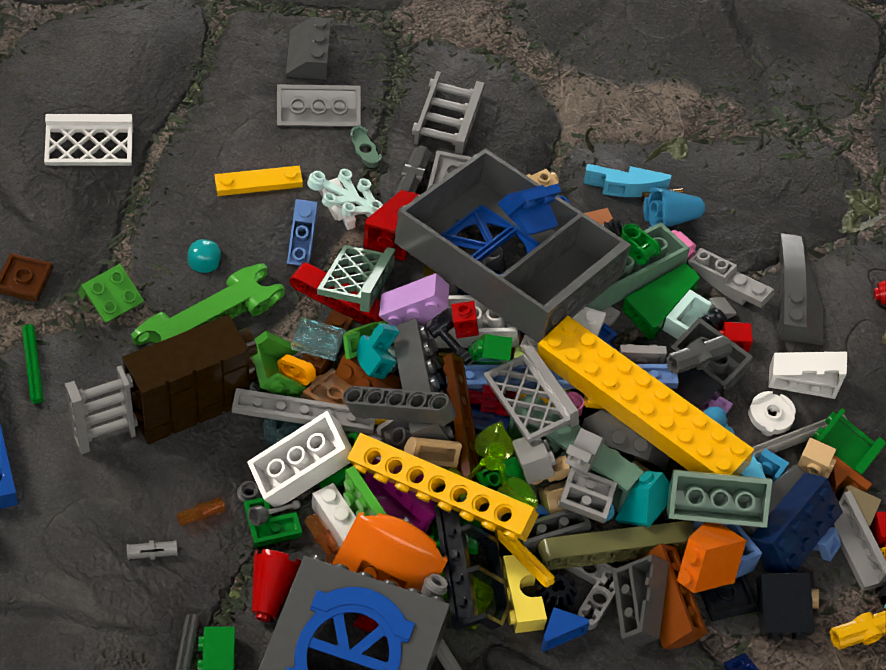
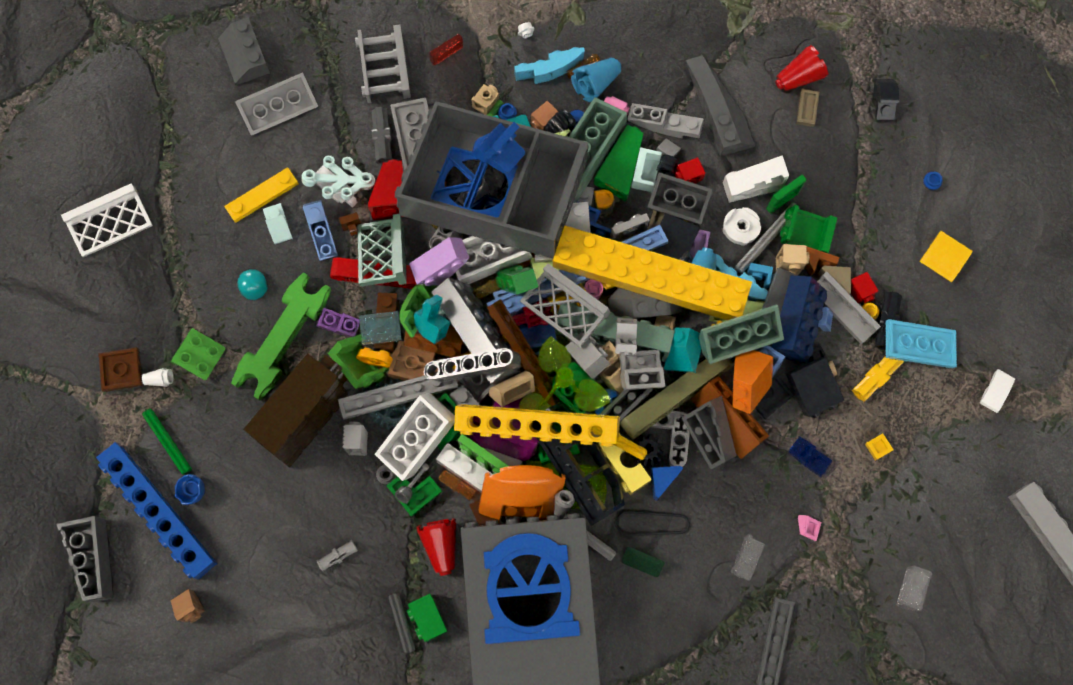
camera: 20 degrees left, 20 degrees up
(31, 416) = (189, 489): none -> blue hair
(59, 300) = (159, 377): none -> white cone
(80, 410) = (244, 469): light grey fence -> none
(201, 511) = (358, 508): clear orange axle -> none
(233, 439) = (355, 439): none -> light grey brick
(260, 212) = (277, 223): none -> light aqua slope
(269, 321) = (338, 323): none -> medium lavender slope
(337, 239) = (350, 223): none -> reddish brown tile
(360, 138) = (323, 118): sand green piece -> none
(440, 328) = (469, 274): black brick -> none
(465, 319) = (486, 261): red brick -> none
(521, 125) = (446, 49): none -> clear red tile
(616, 140) = (526, 30): none -> white plate
(626, 327) = (603, 199): none -> light orange tile
(640, 243) = (590, 131): green piece -> none
(699, 354) = (674, 209): dark grey piece -> none
(836, 396) = (785, 194): none -> green plate

